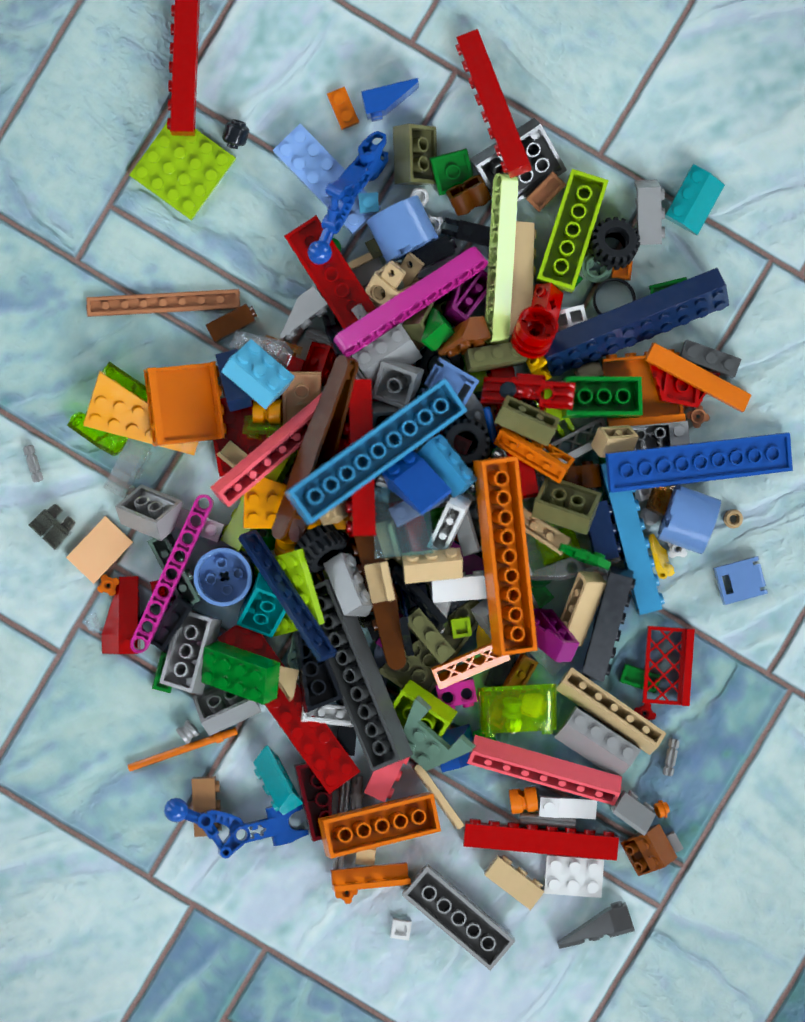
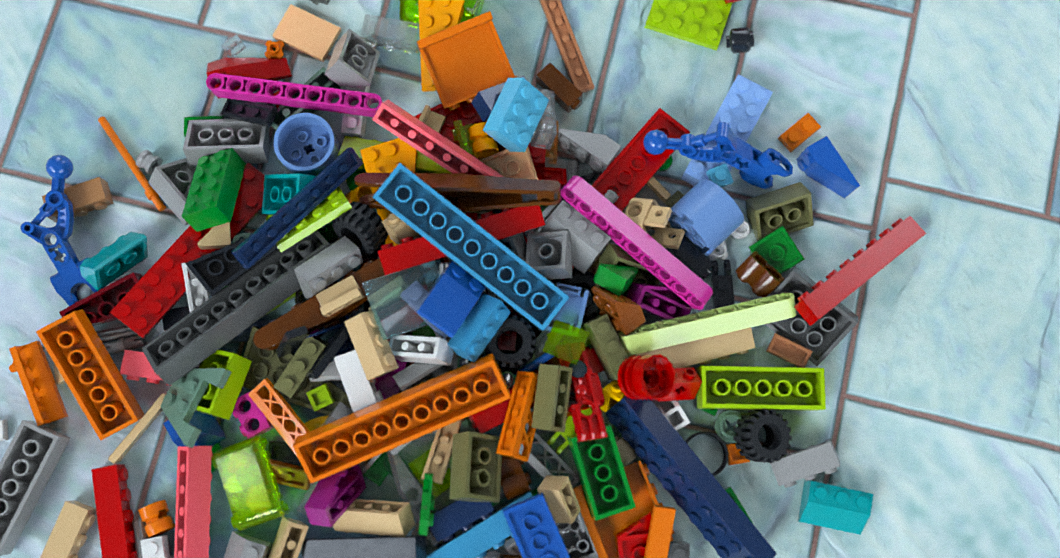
camera: 75 degrees right, 10 degrees down
(481, 393) = (566, 342): none -> clear neon green piece

